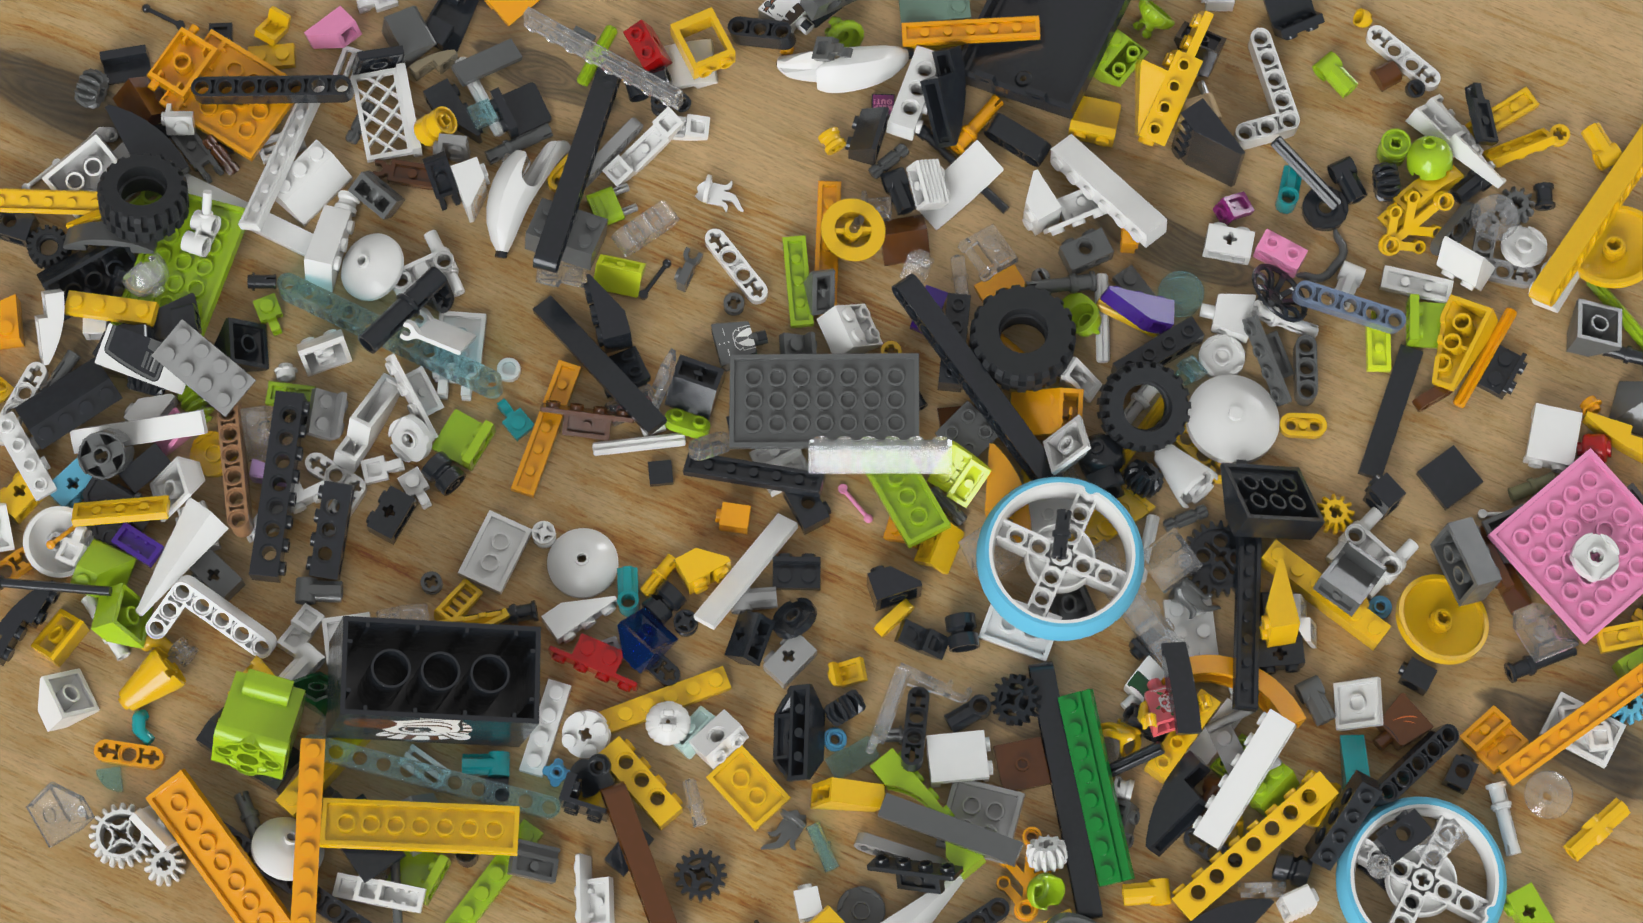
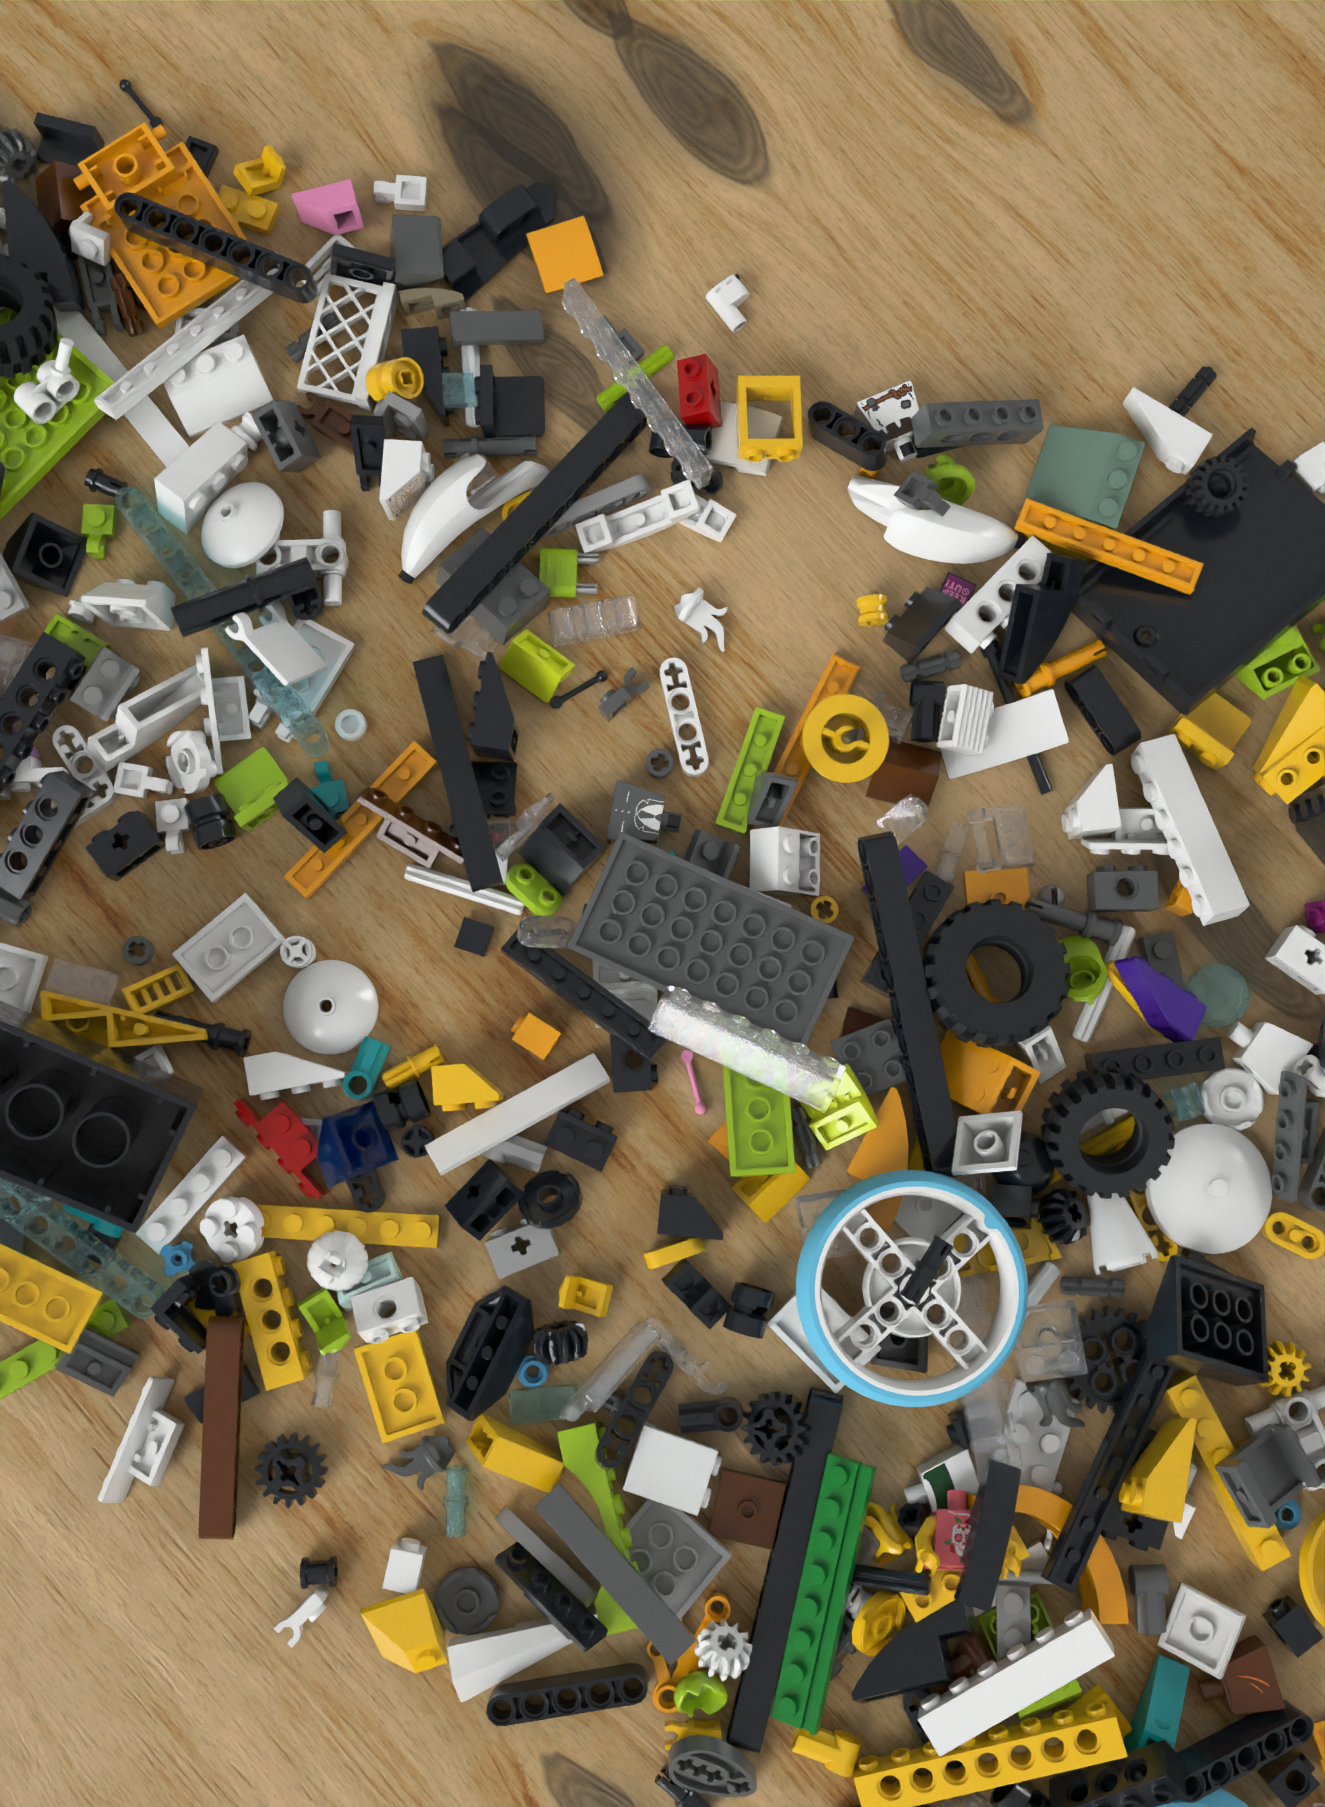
camera: 25 degrees right, 10 degrees up
(514, 434) = (310, 815): none -> black brick
(676, 765) = (325, 1320): none -> lime bracket
(1141, 793) = (878, 1621): none -> yellow tile

